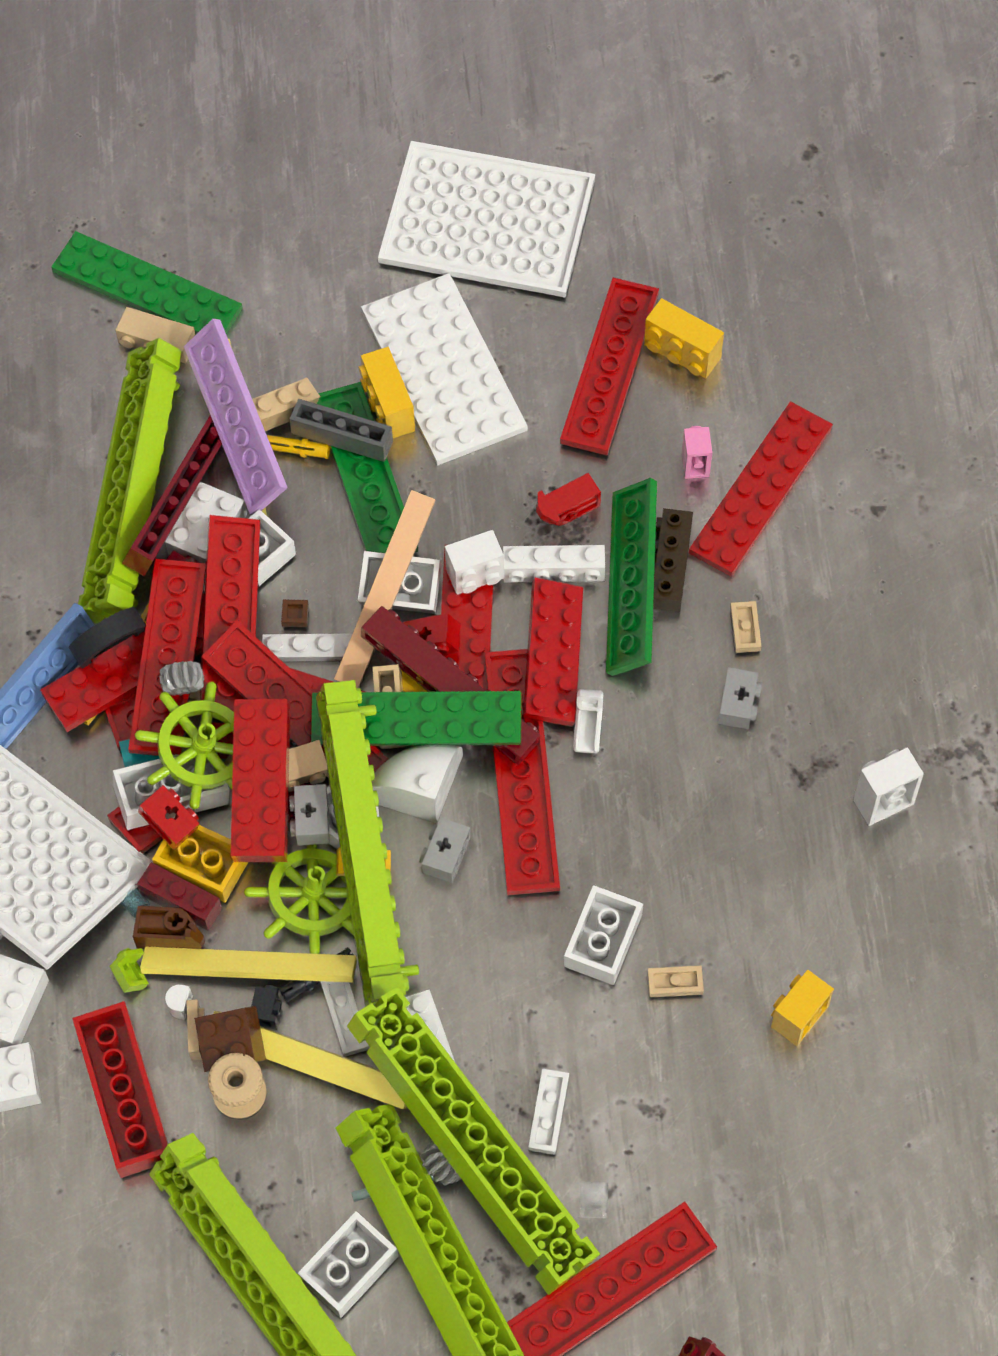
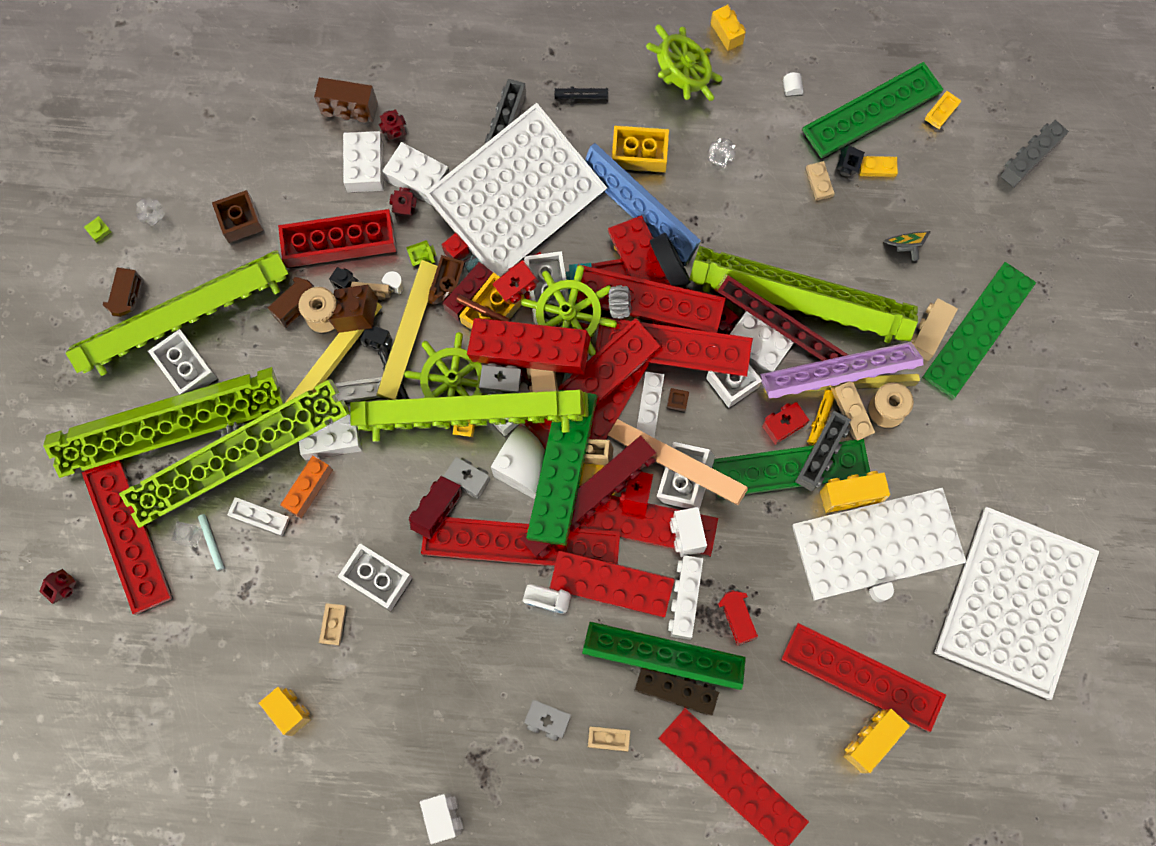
camera: 100 degrees right, 10 degrees up
(36, 371) = (909, 242): none -> dark grey shield
(53, 1010) = (407, 207): none -> dark red brick
(104, 1241) = (237, 216): none -> reddish brown brick
(117, 926) = (455, 247): none -> red brick
(185, 1070) = (342, 278): none -> black brick
(211, 859) = (481, 309): none -> copper bar
(228, 1131) = (286, 307): none -> reddish brown piece
(266, 364) = (890, 405): none -> tan hose
(307, 484) = (796, 420): none -> red brick
(495, 876) = (435, 507): none -> dark red brick
(496, 1053) = (306, 487): none -> orange brick
(503, 355) = (882, 592): none -> white brick
(596, 1170) = (210, 542): none -> light aqua bar
(696, 452) = (767, 729): bright pink brick -> none

